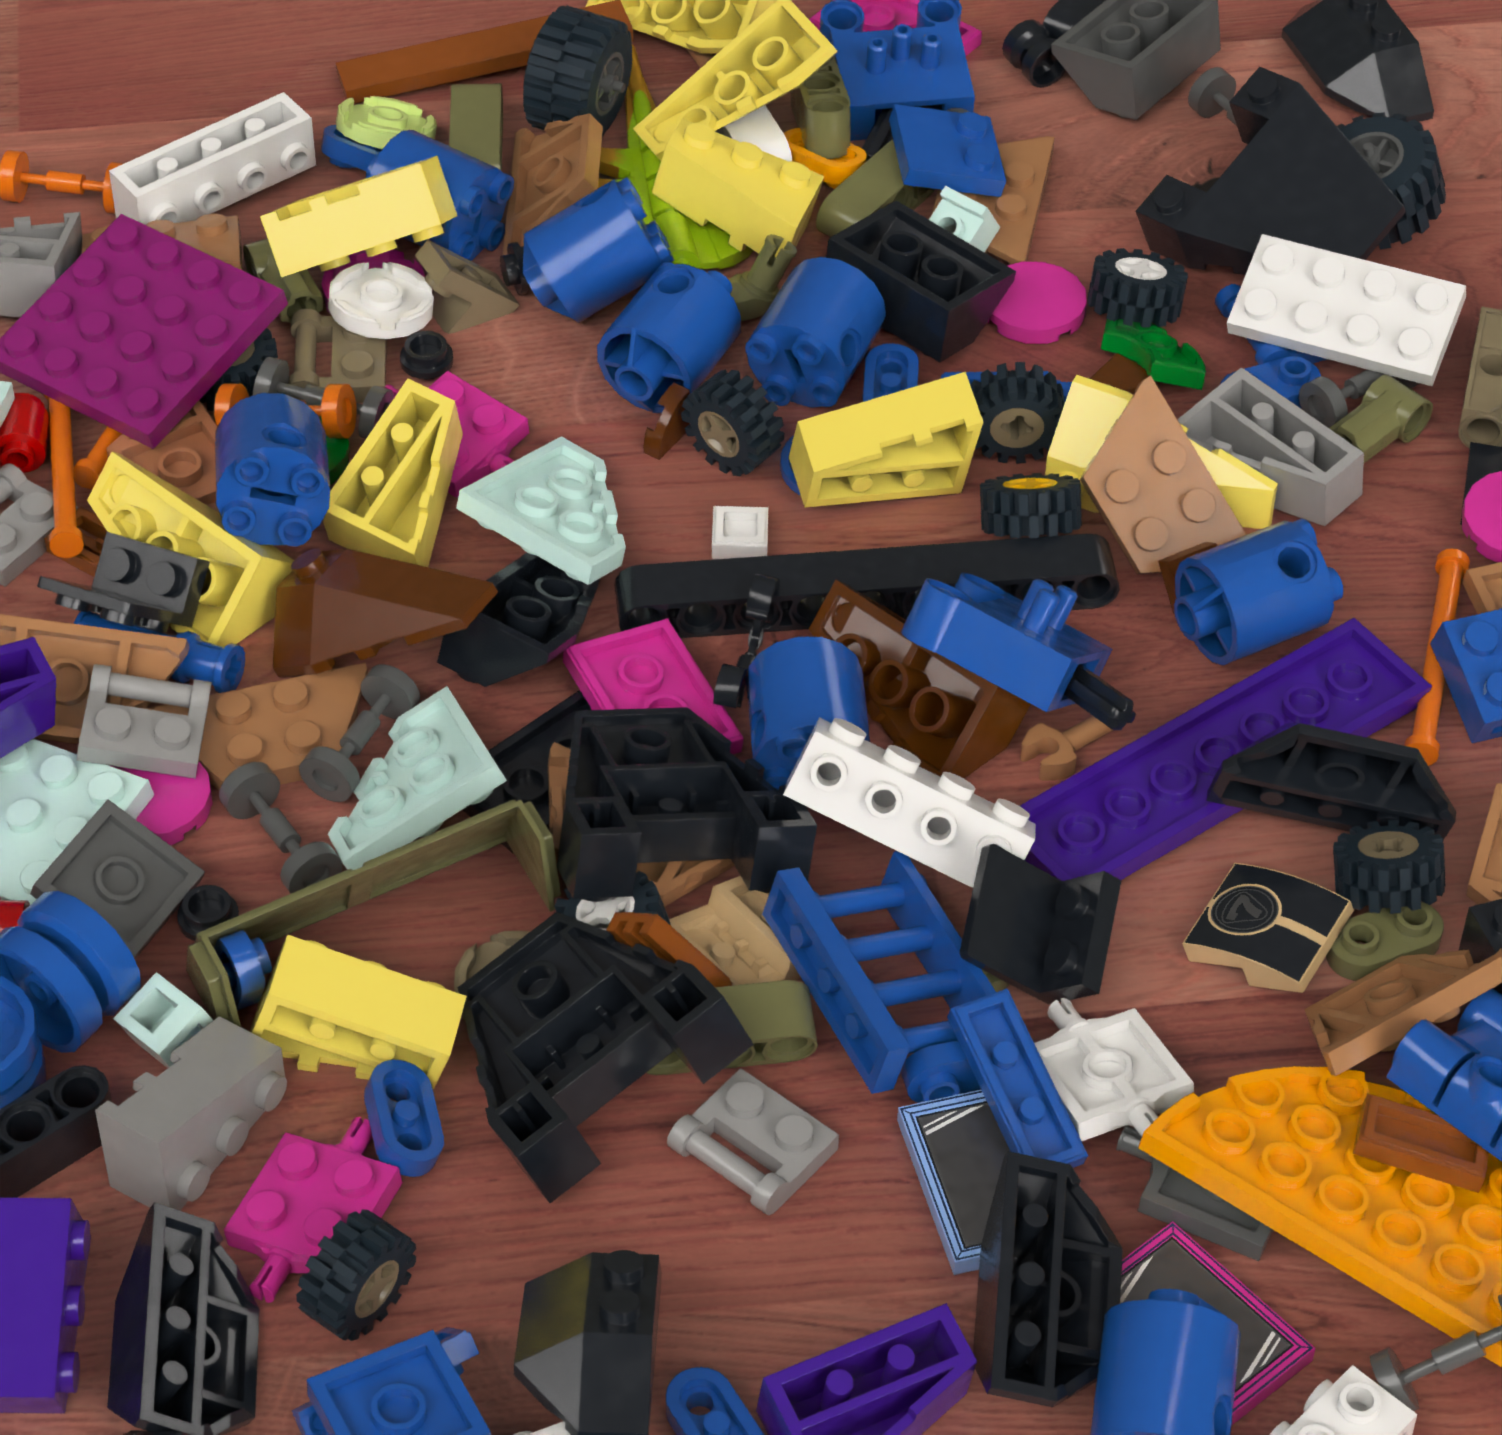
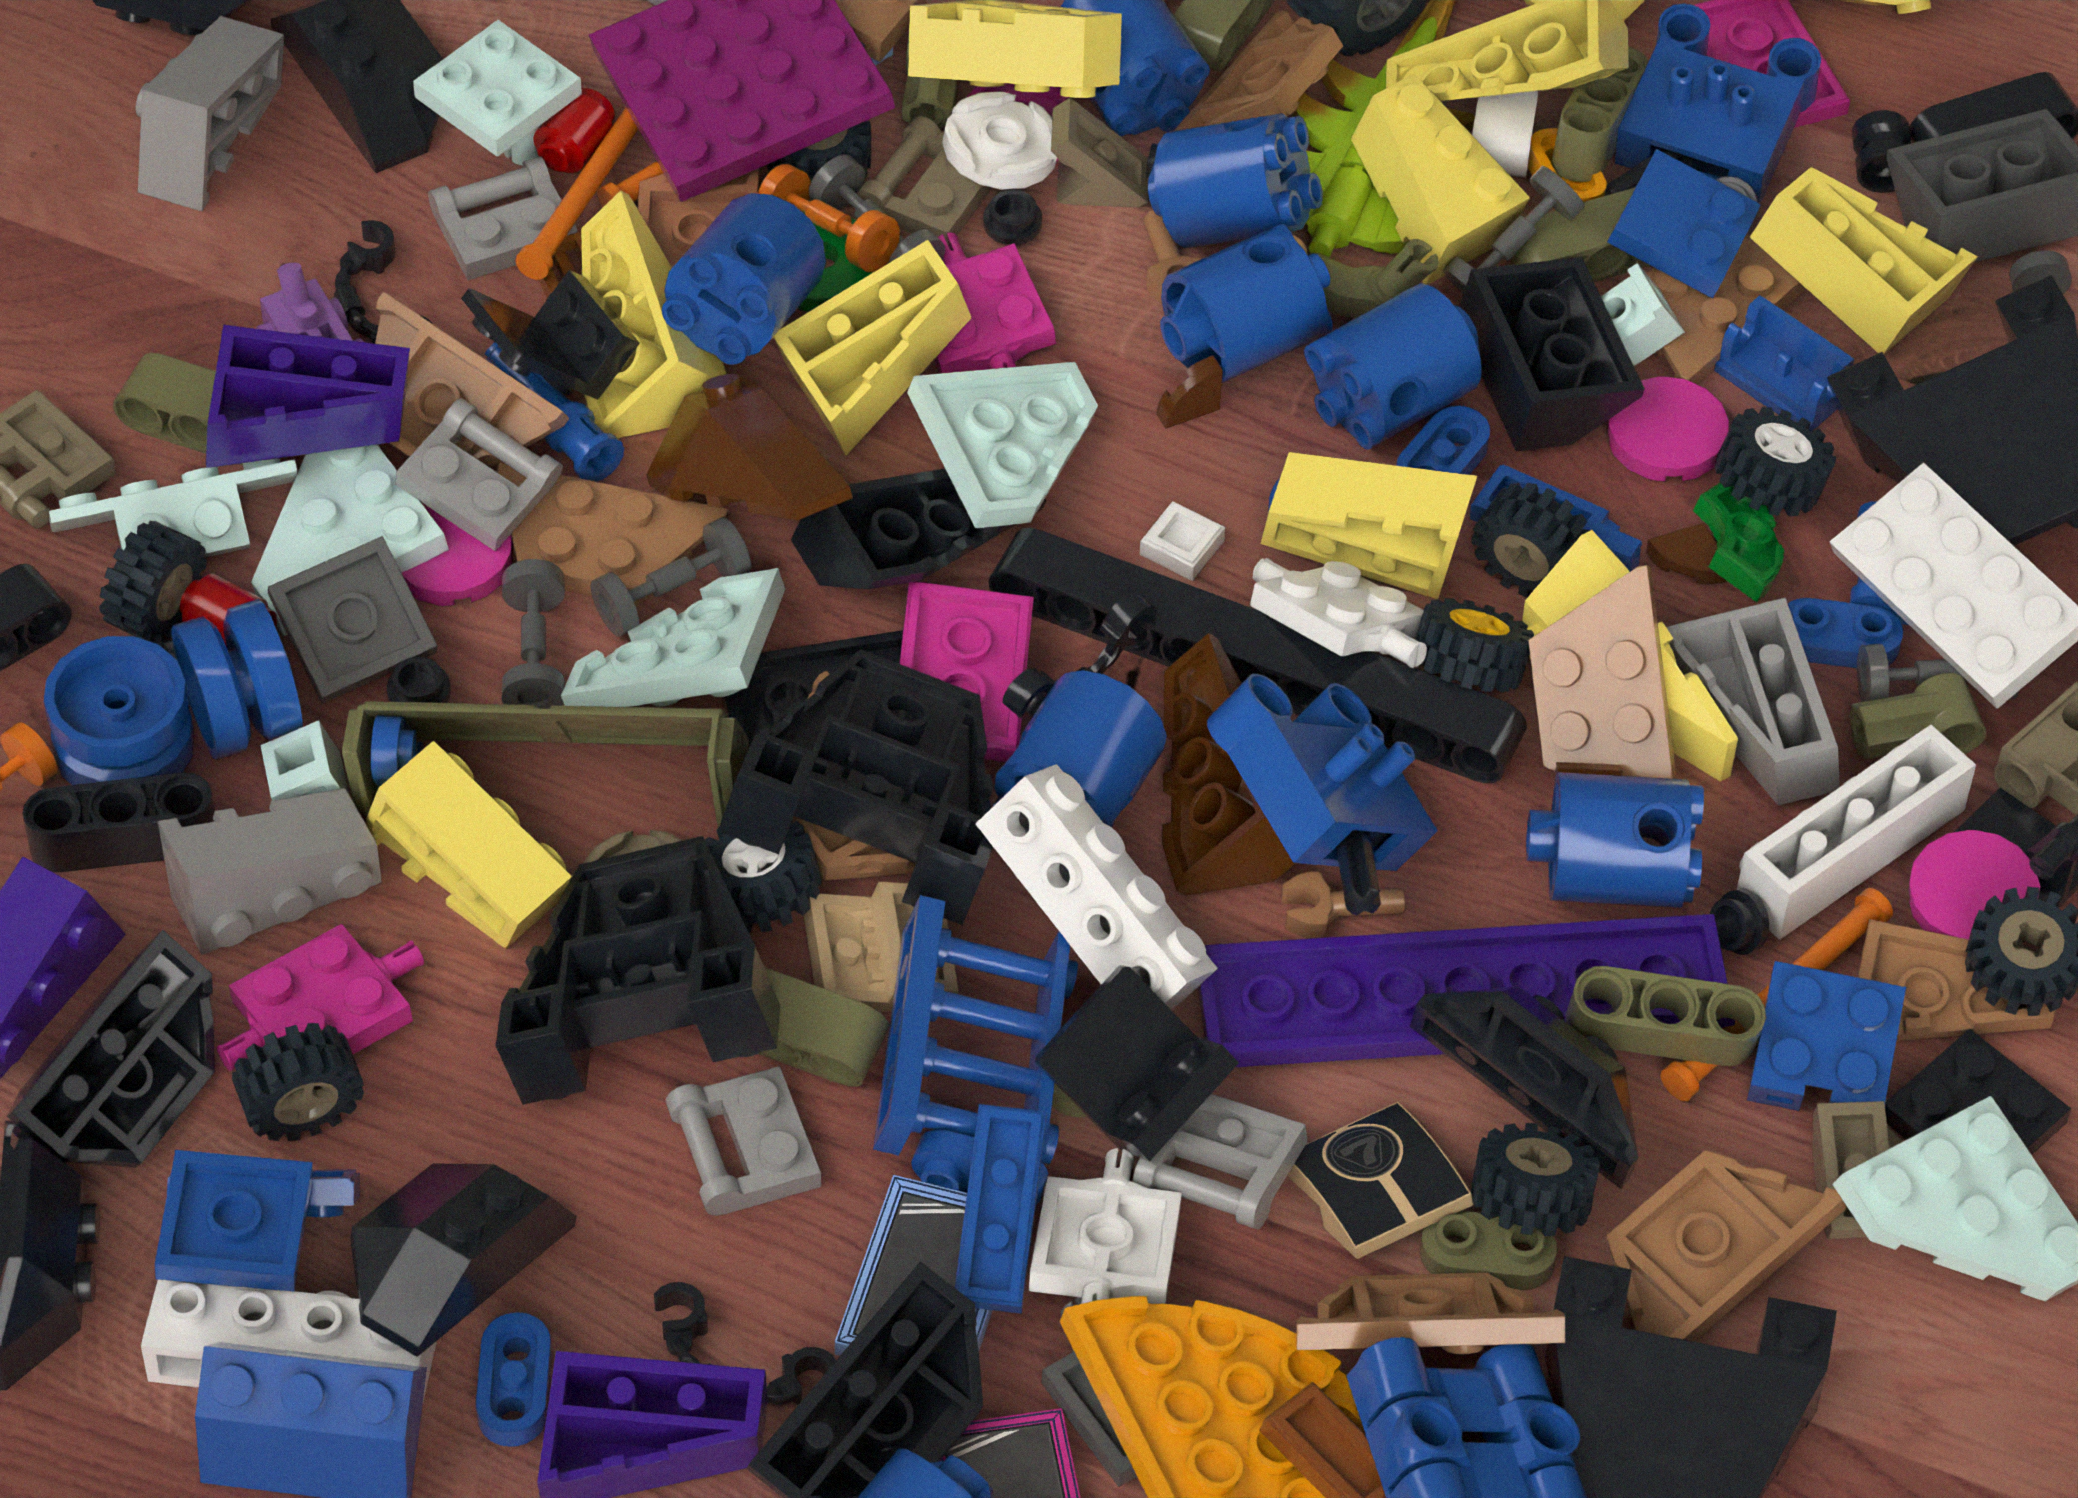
camera: 30 degrees right, 5 degrees up
(406, 1130) = (446, 965): blue plate -> none
(575, 342) = (1167, 254): none -> medium nougat bar
(665, 941) = (773, 925): dark orange tile -> none
(732, 422) = (1242, 423): black wheel -> none
(824, 1327) = (681, 1332): none -> black piece
(845, 164) = (1555, 195): none -> dark grey wheel
(914, 523) = (1340, 609): none -> white plate
(1084, 219) = (1781, 363): none -> blue hinge
(1088, 126) = (1858, 260): none -> light yellow wedge
(1150, 949) = (1235, 1142): none -> light grey plate
(1377, 611) = (1741, 921): none -> black plate
(1398, 696) = (1692, 1000): none -> olive beam
(1406, 514) = (1857, 829): none -> white brick

